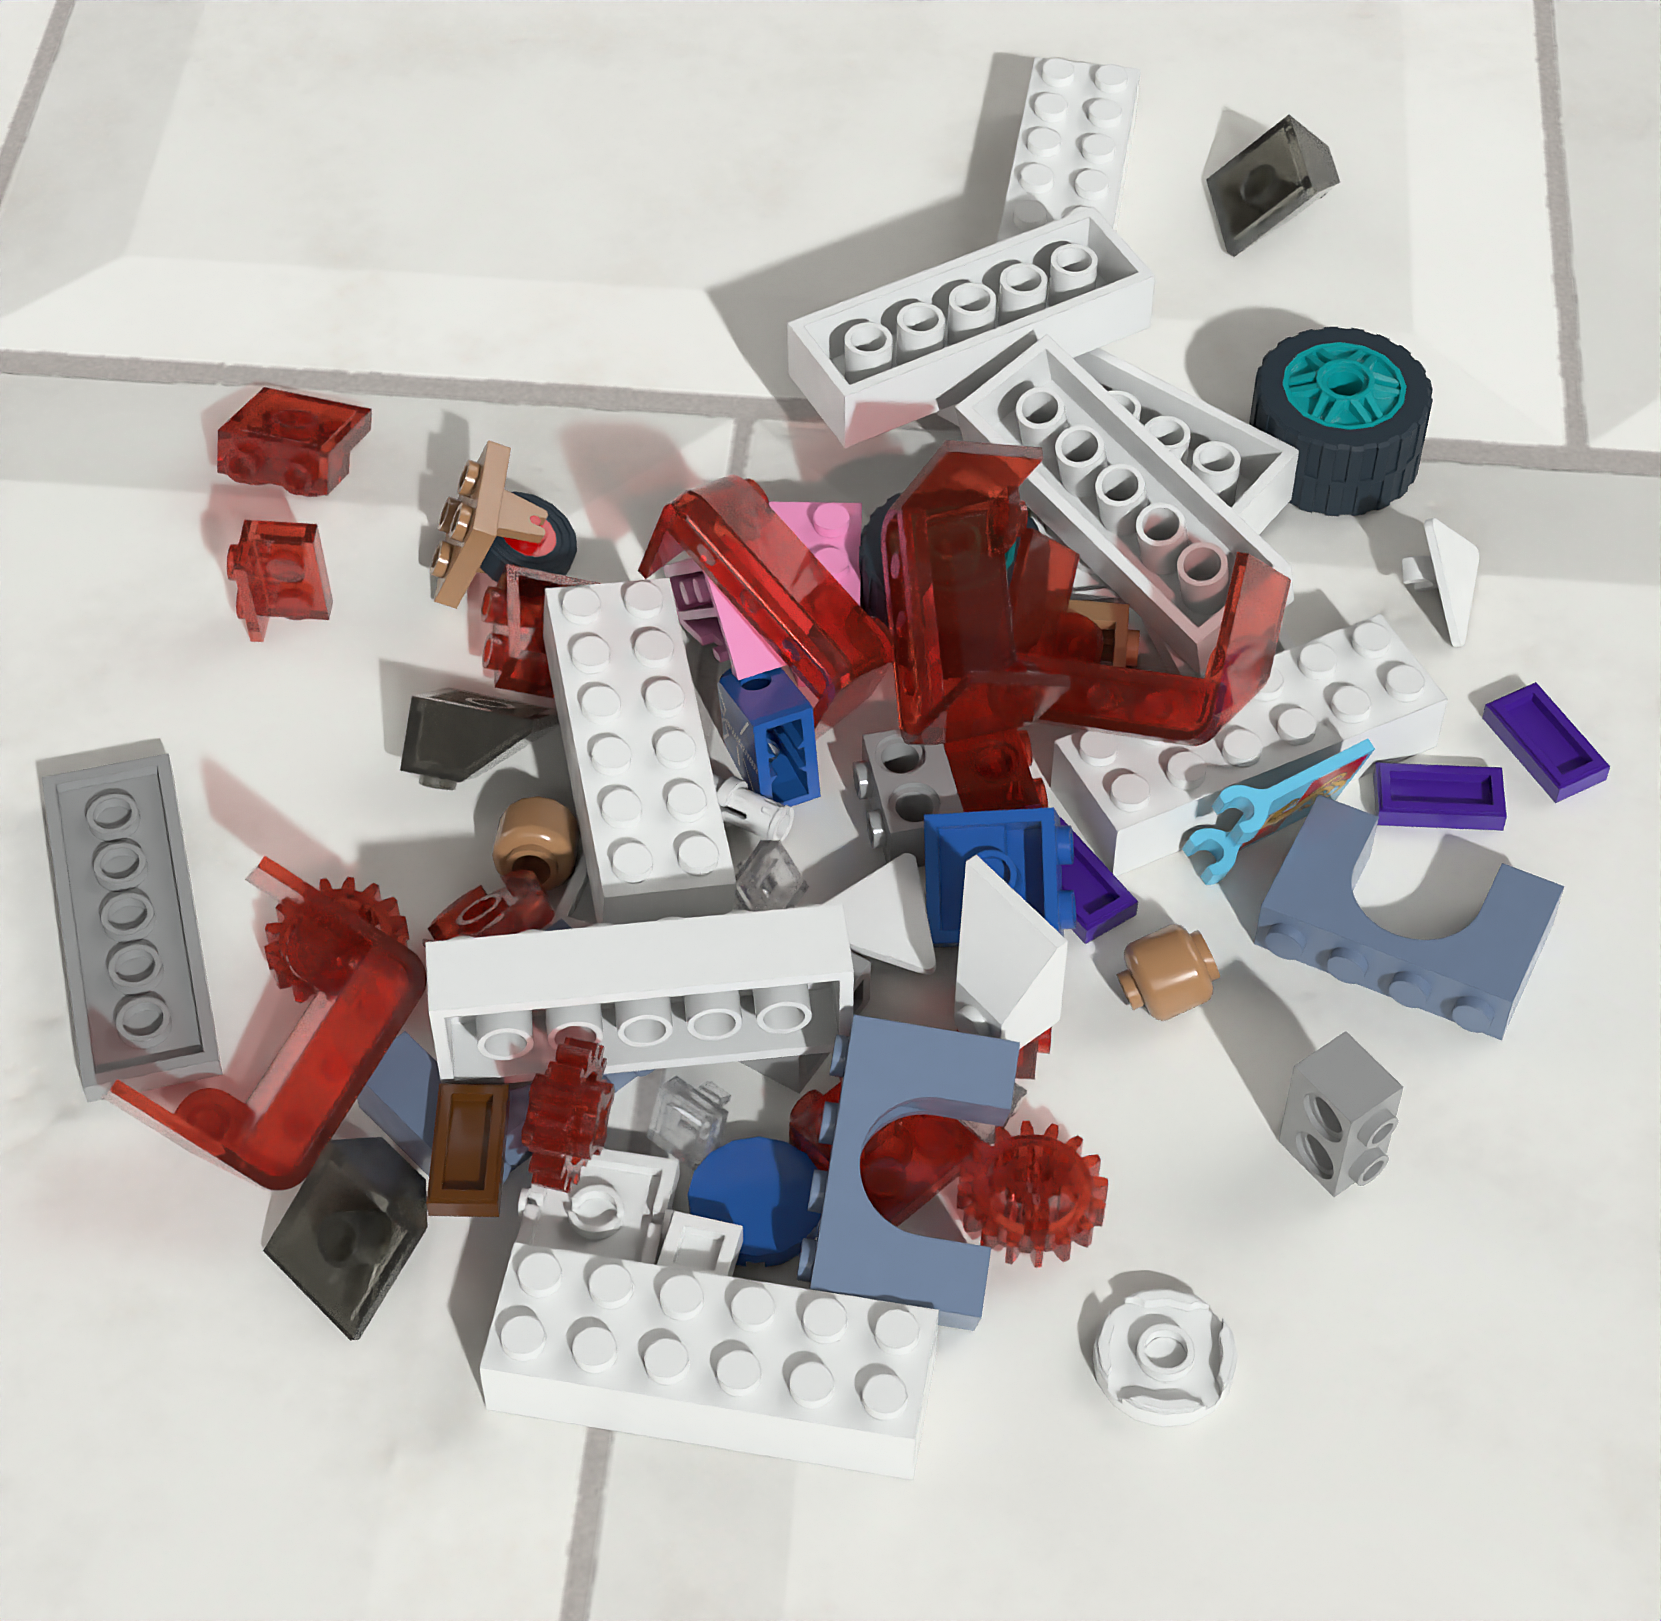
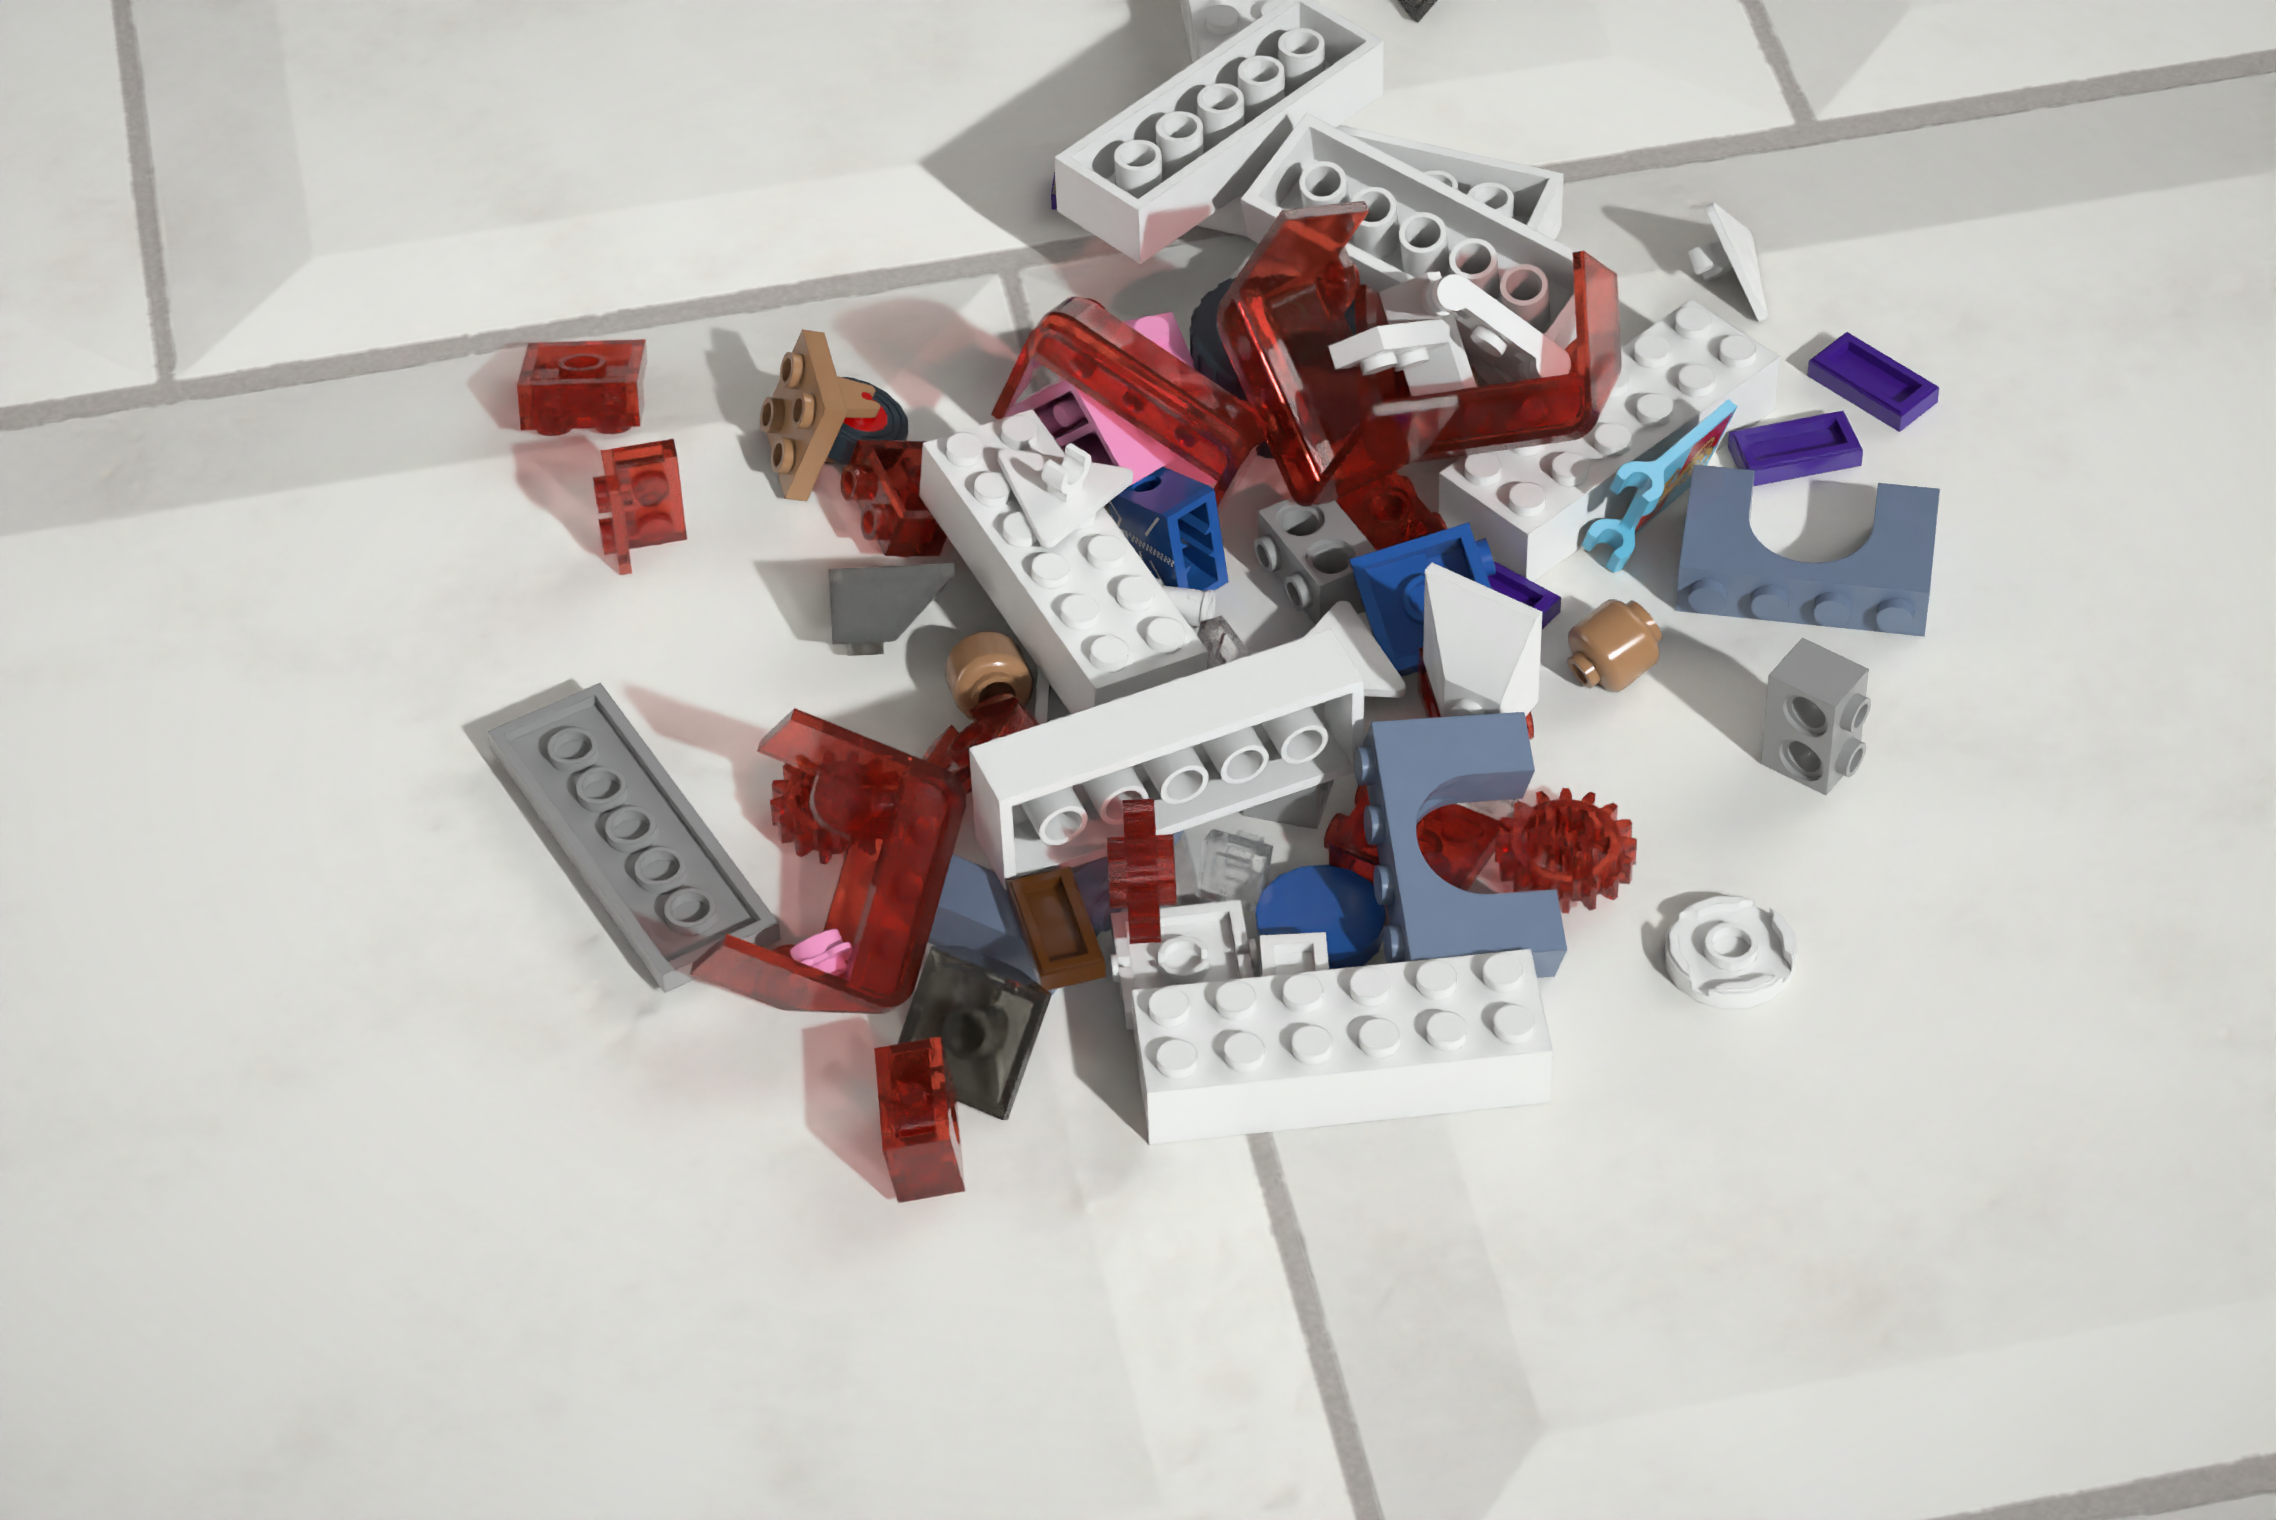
camera: 15 degrees left, 5 degrees down
(230, 1114) = (824, 951): none -> bright pink plate
(250, 1326) = (919, 1119): none -> clear red brick
(655, 673) = (1060, 491): none -> white piece
(1079, 601) = (1414, 341): none -> white bracket
(1150, 609) = (1496, 327): none -> white plate
(1351, 411) = (1598, 127): black wheel -> none

